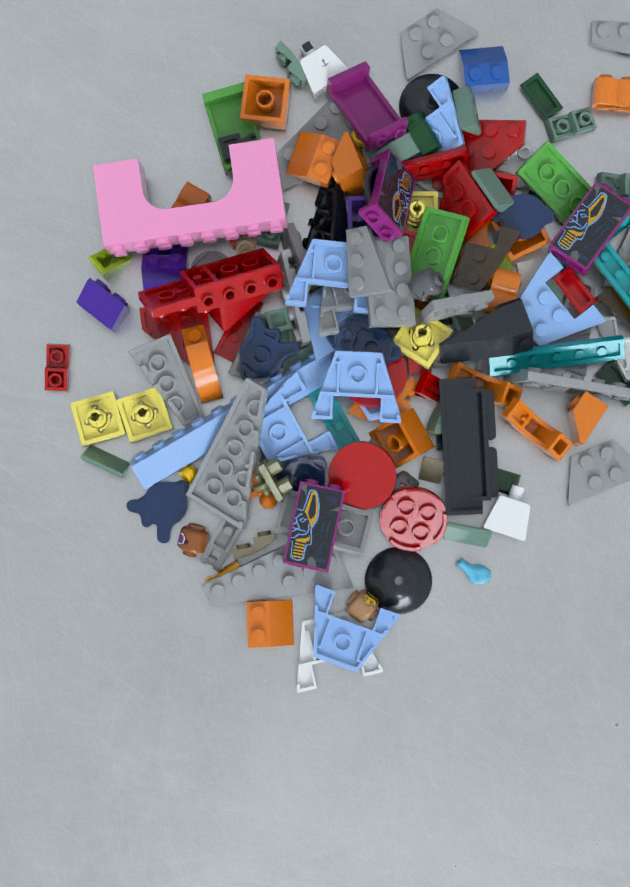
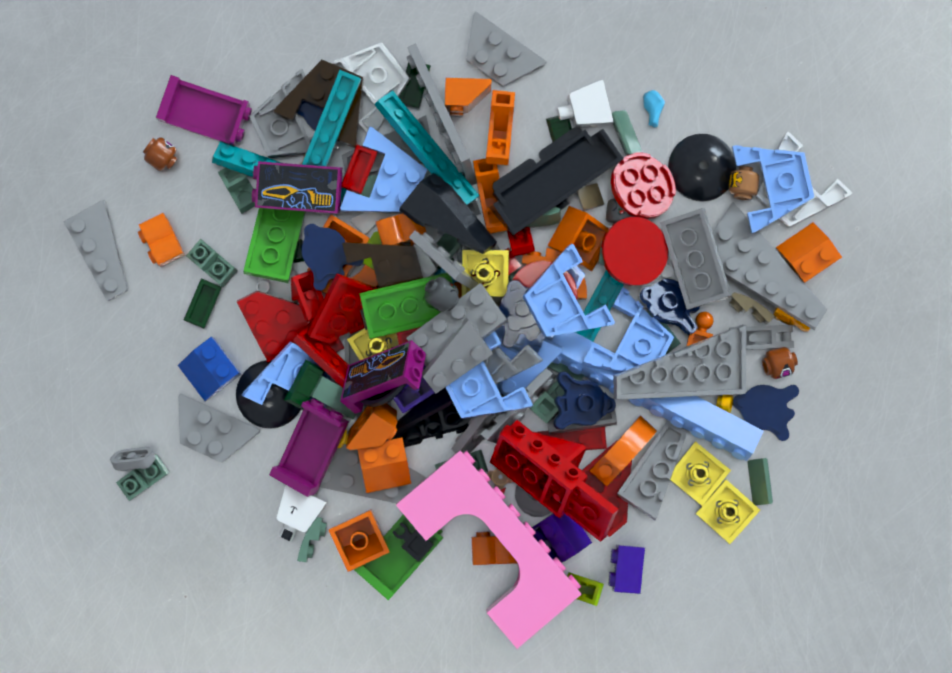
camera: 120 degrees left, 0 degrees up
(57, 367) = (705, 576): red slope -> none
(278, 487) = (682, 332): olive hips -> none
(314, 526) = (705, 263): panel -> none
(467, 110) = (259, 358): sand green slope -> none
(493, 189) = (318, 290): sand green slope -> none

